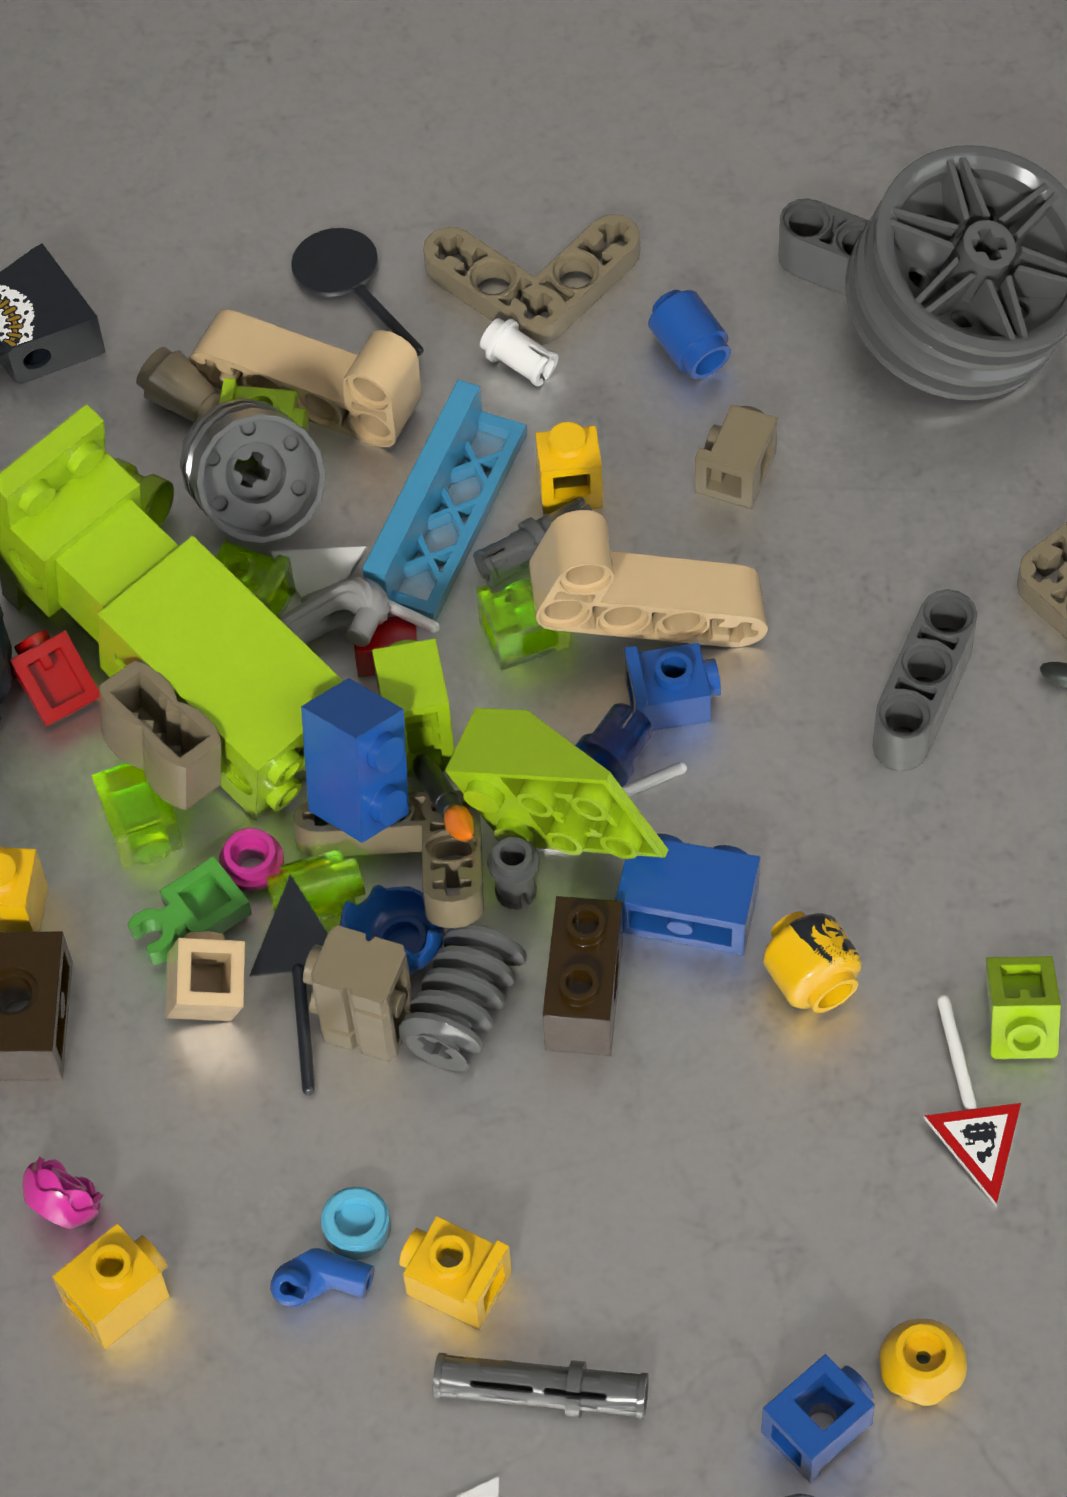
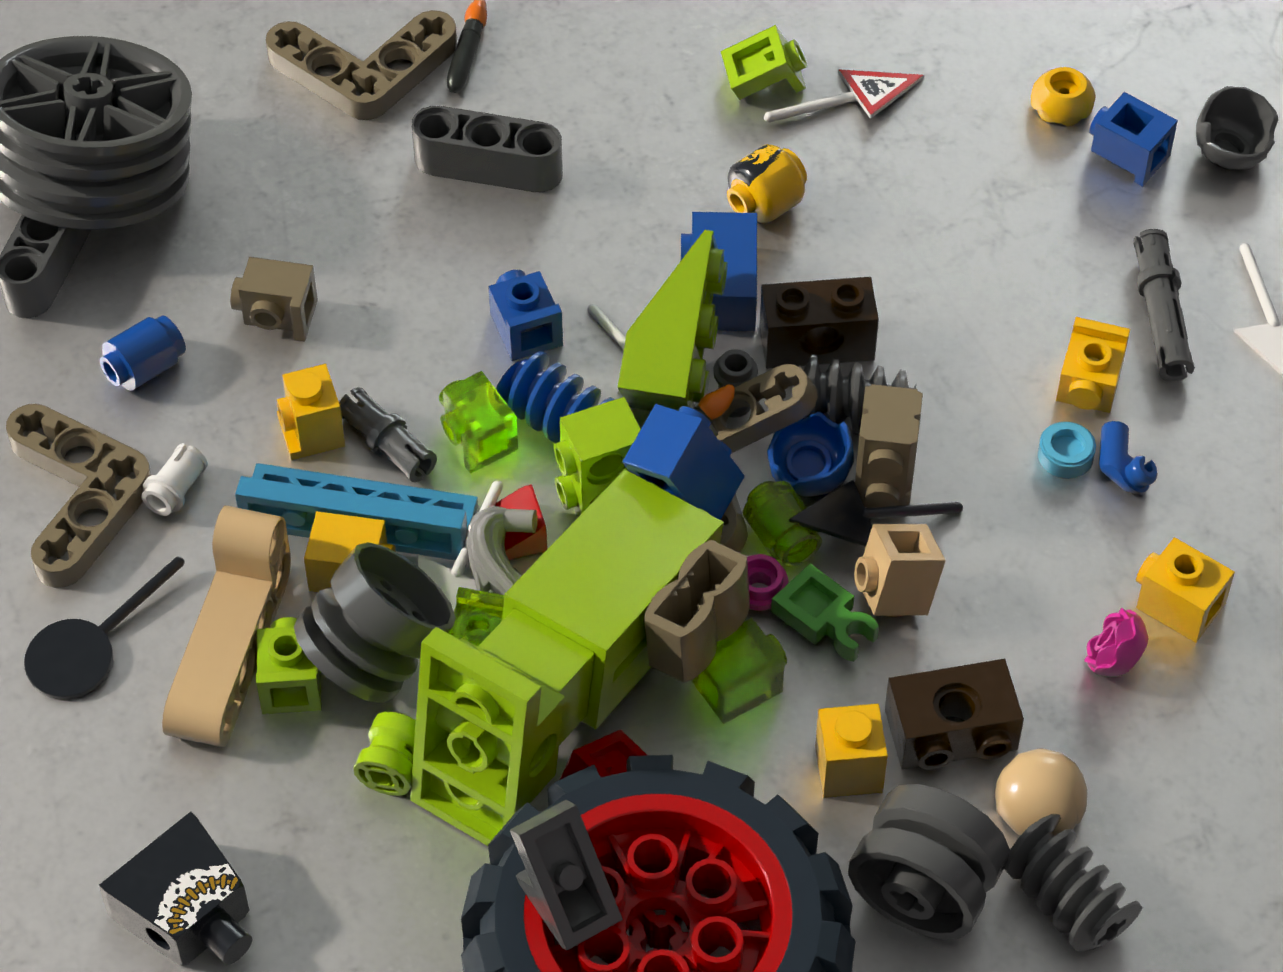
camera: 105 degrees left, 5 degrees down
(176, 384) = (249, 747): dark tan cone -> none
(373, 480) = (333, 540): none -> yellow brick
(528, 682) = (543, 395): none -> blue piece
(618, 746) = (592, 341): clear blue bush -> none
(640, 596) = (458, 319): tan beam -> none

